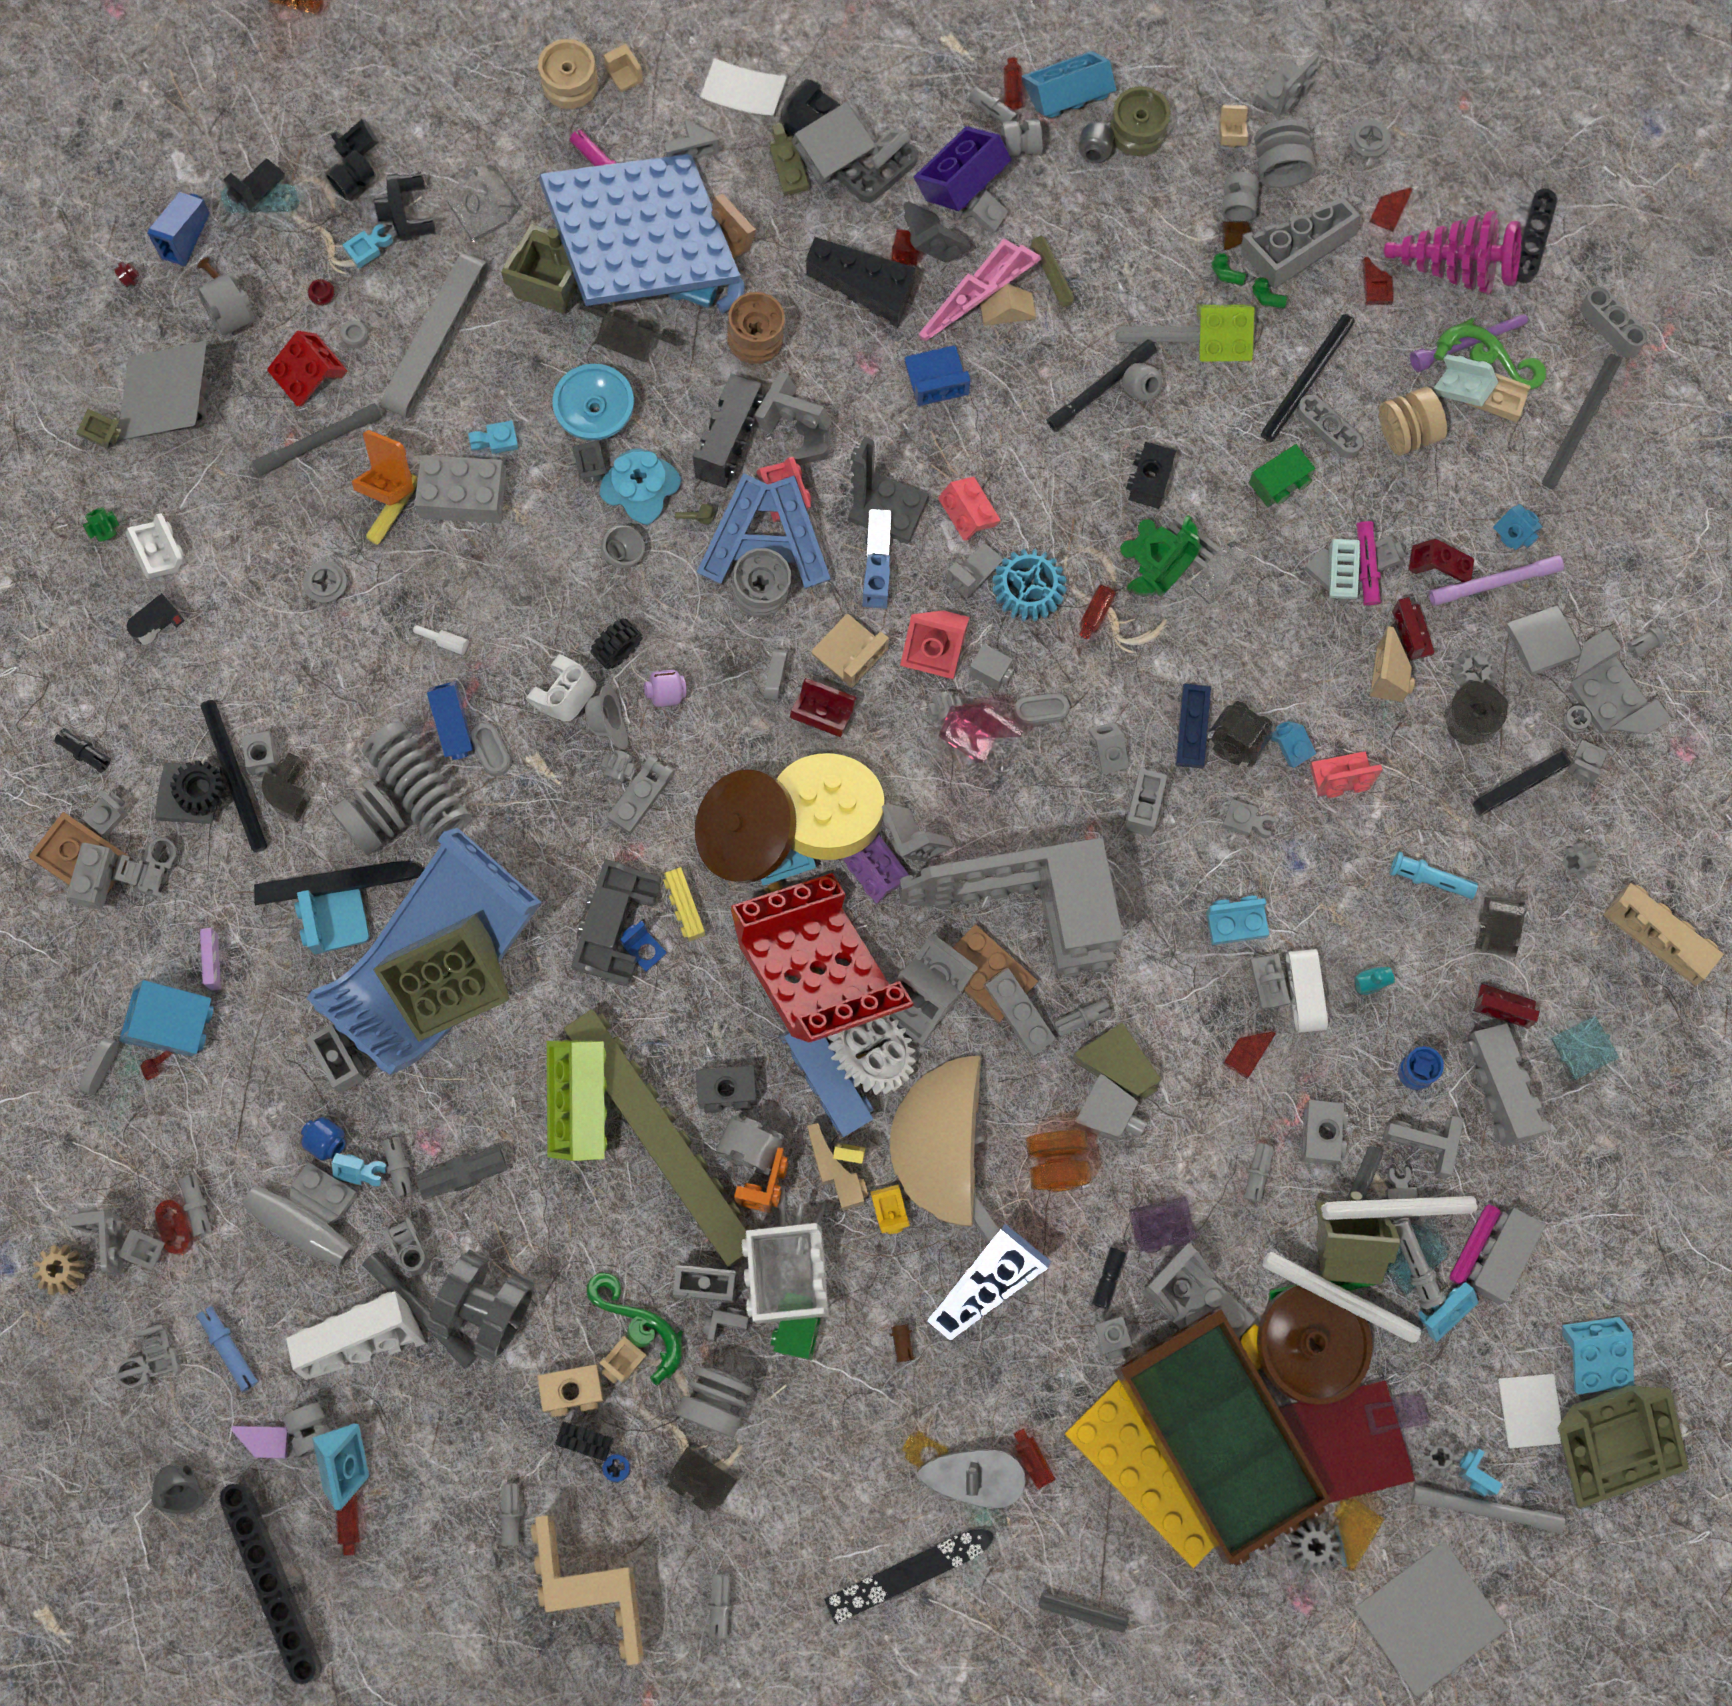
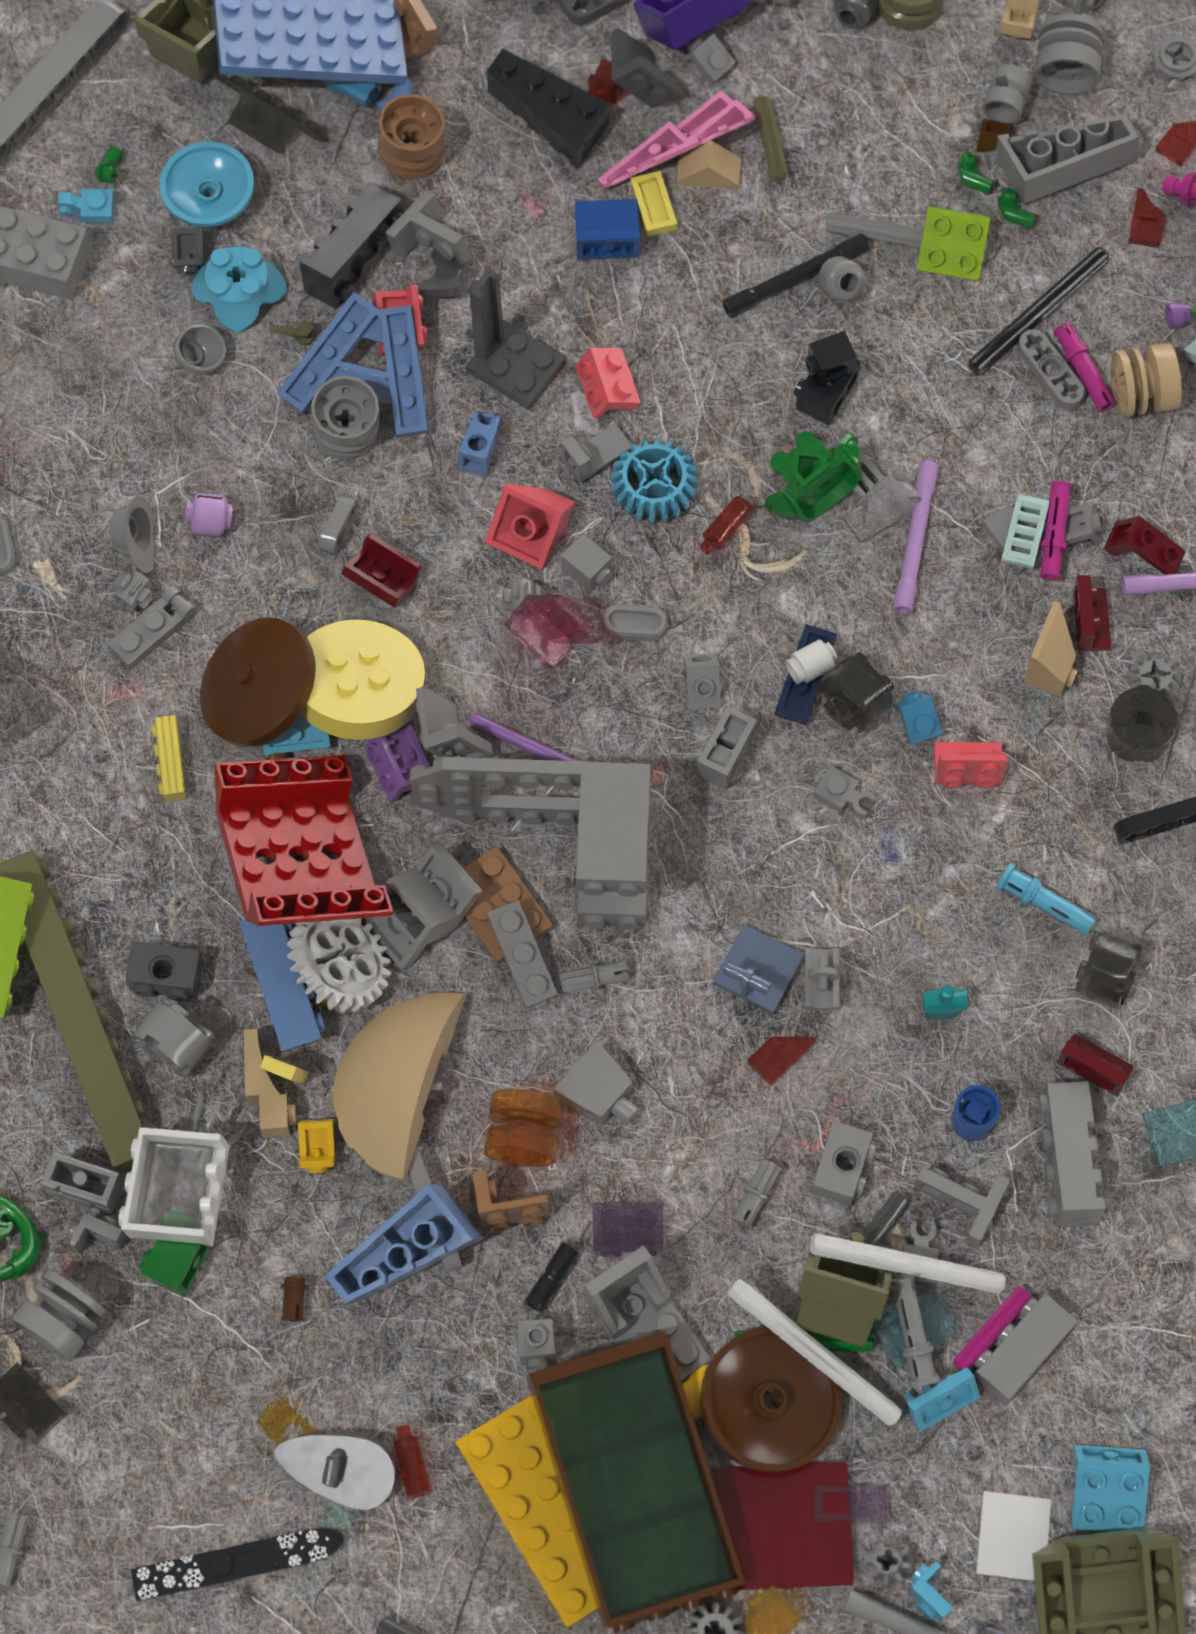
camera: 15 degrees right, 5 degrees down
(502, 403) = (106, 169): none -> green arm
(567, 693) = (95, 497): white piece -> none
(606, 918) = (75, 756): dark grey bracket -> none
(616, 643) = (164, 453): black tyre -> none
(635, 938) = (106, 783): blue bracket -> none
(751, 1195) = (181, 1100): orange bracket -> none
(850, 650) = (431, 513): tan bracket -> none
(879, 532) = (496, 388): sticker -> none
(969, 346) = (653, 203): none -> light yellow tile
(987, 834) = (516, 739): none -> medium lavender piece
(1043, 1224) = (498, 1216): none -> medium nougat bracket
(1120, 1061) = (625, 1034): olive slope -> none
(1154, 453) = (831, 358): none -> black brick
(1198, 716) = (811, 661): none -> white brick
(1214, 983) = (758, 969): none -> sand blue plate
(1237, 920) = (803, 903): medium azure bracket -> none
(1257, 634) = (907, 585): none -> lavender piece
(1282, 476) = (978, 413): green brick -> none
(1306, 990) = (864, 999): white beam -> none
(1350, 410) = (1078, 356): none -> dark pink pin

